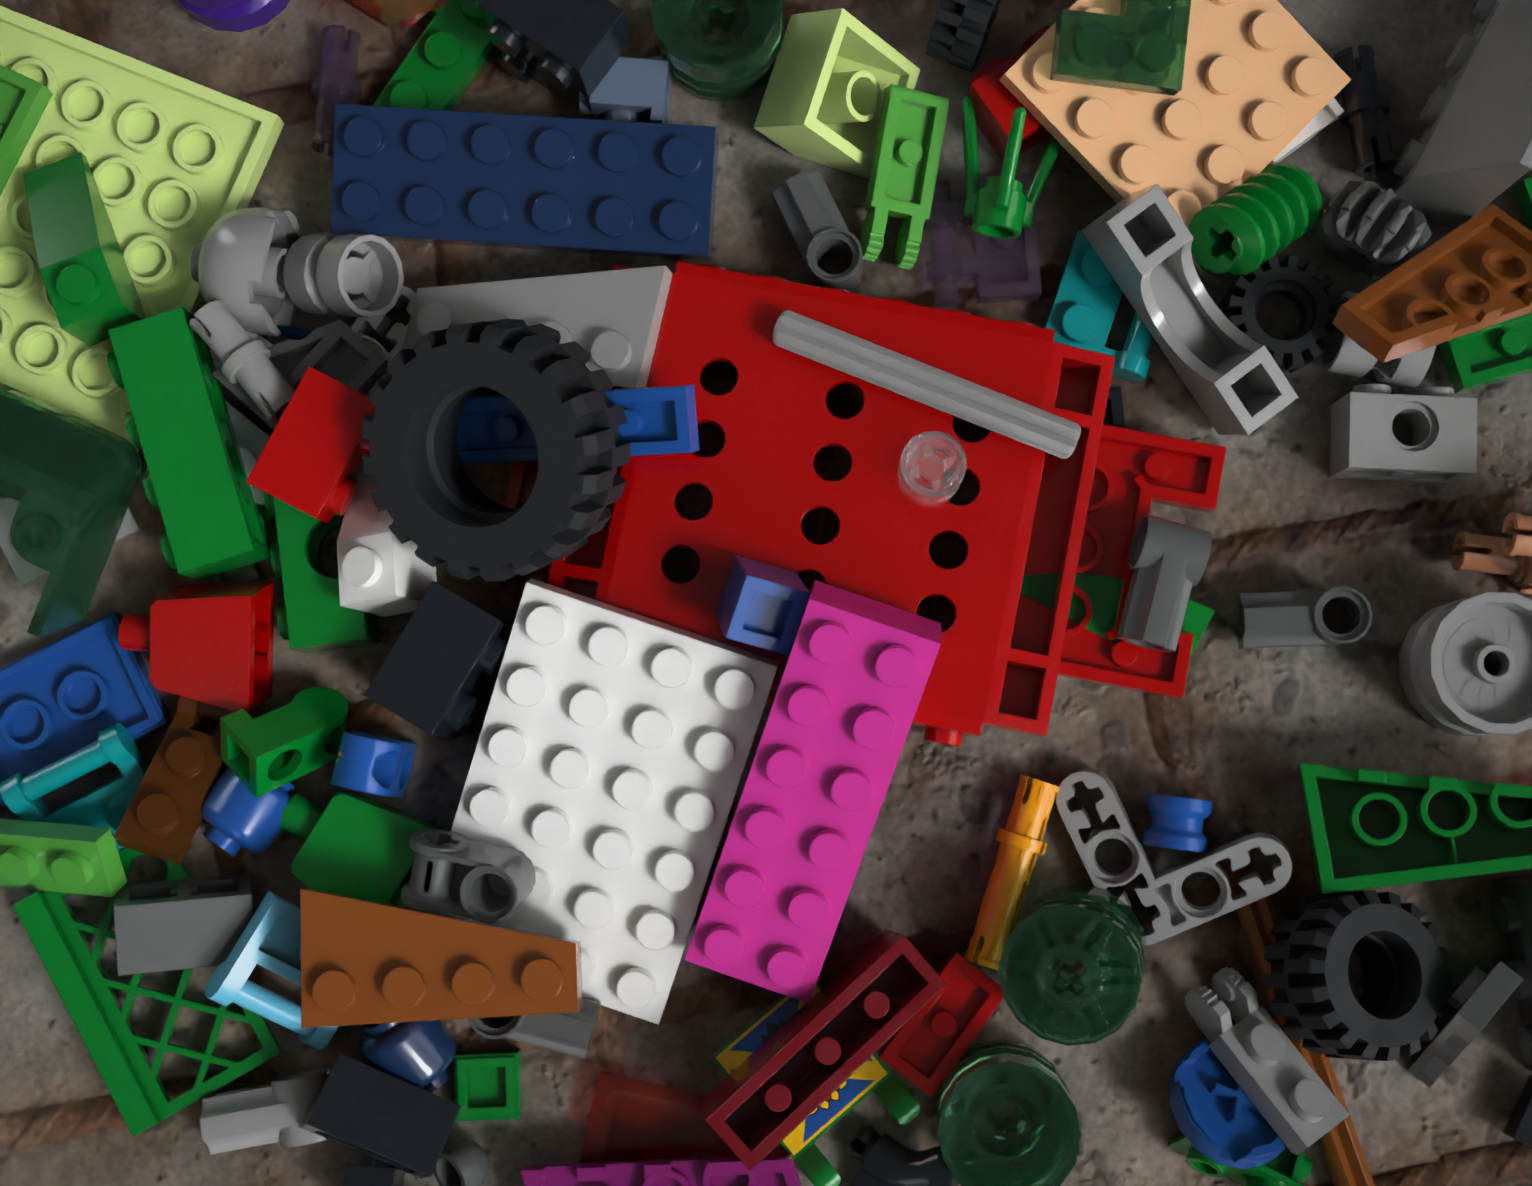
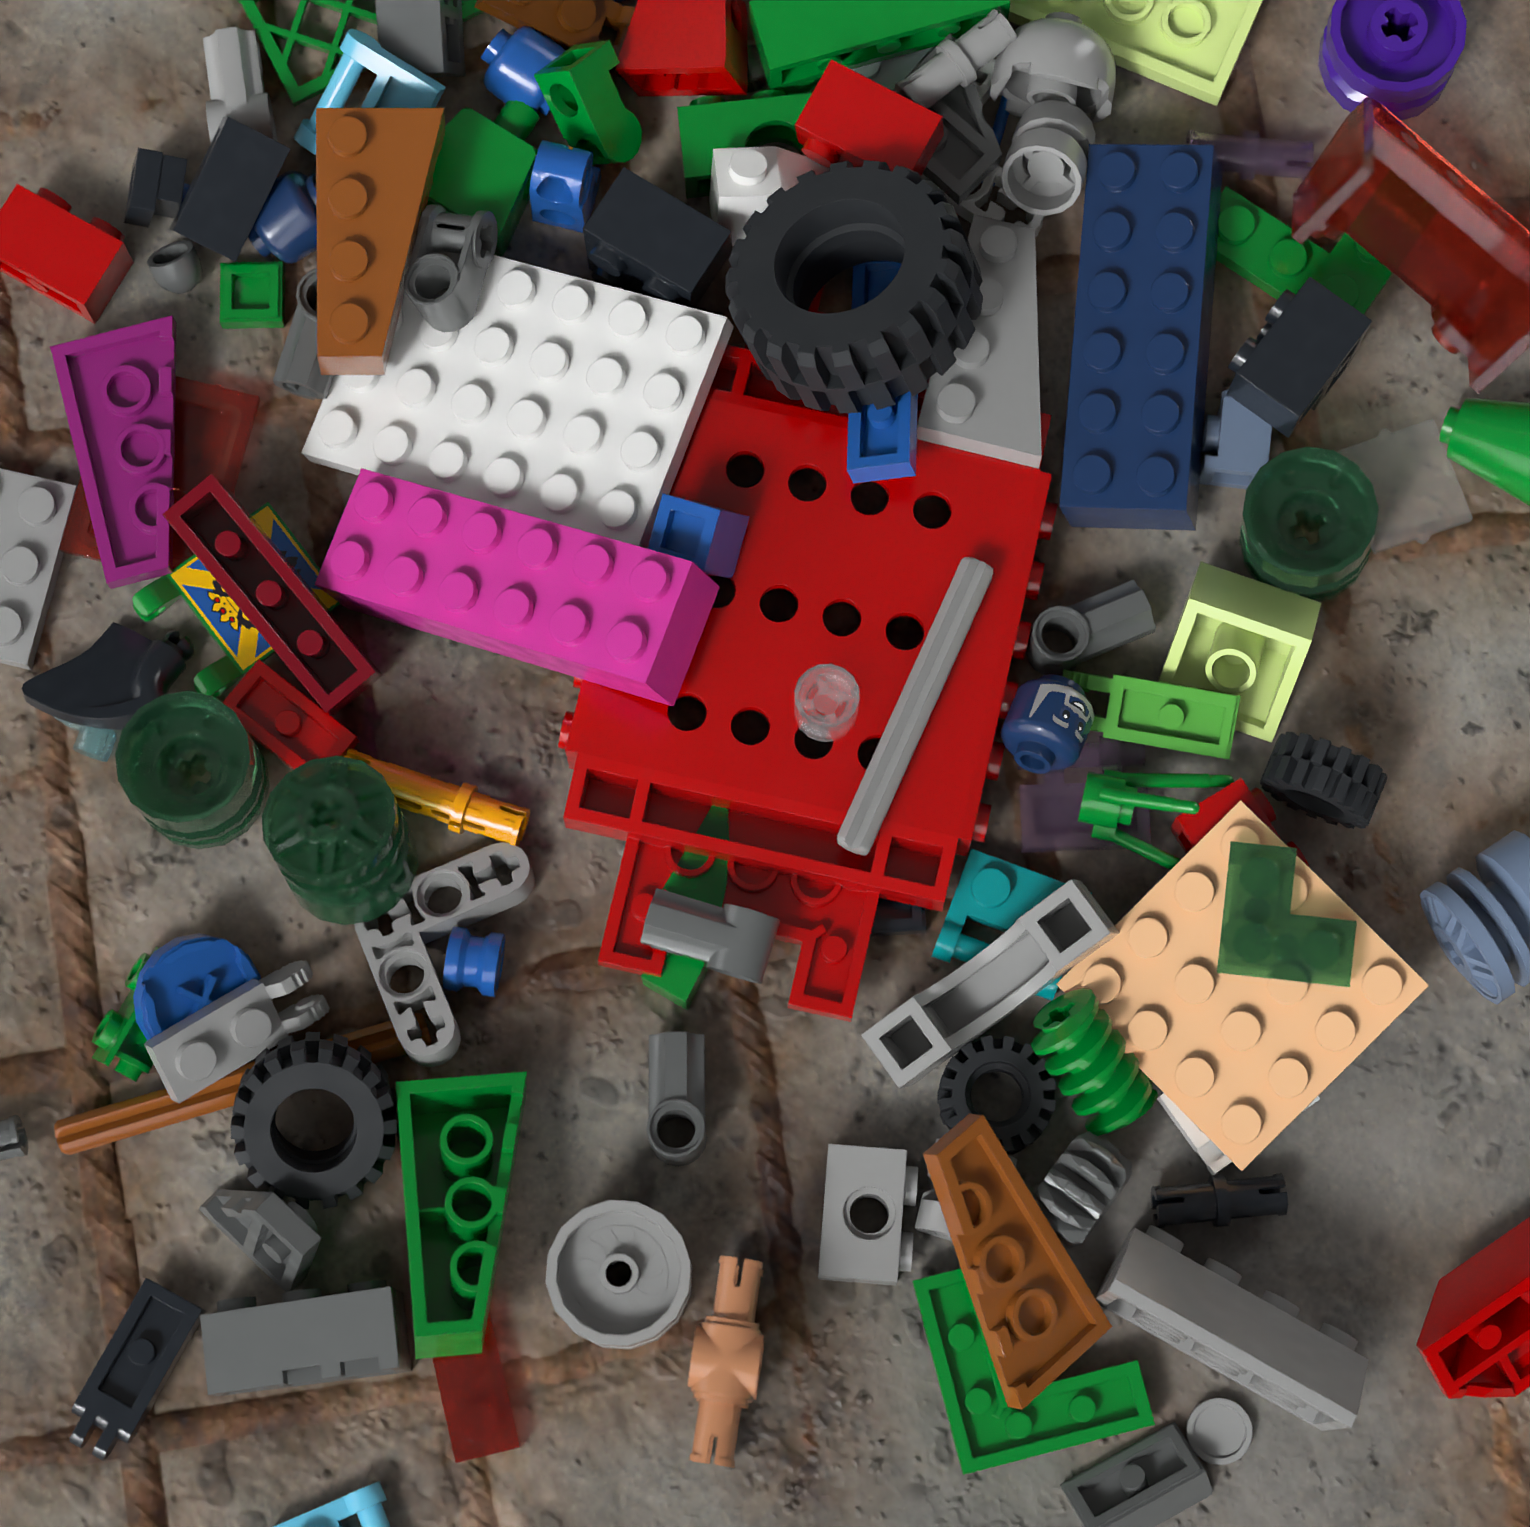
camera: 90 degrees right, 5 degrees down
(929, 263) = (1047, 724): none -> dark blue head

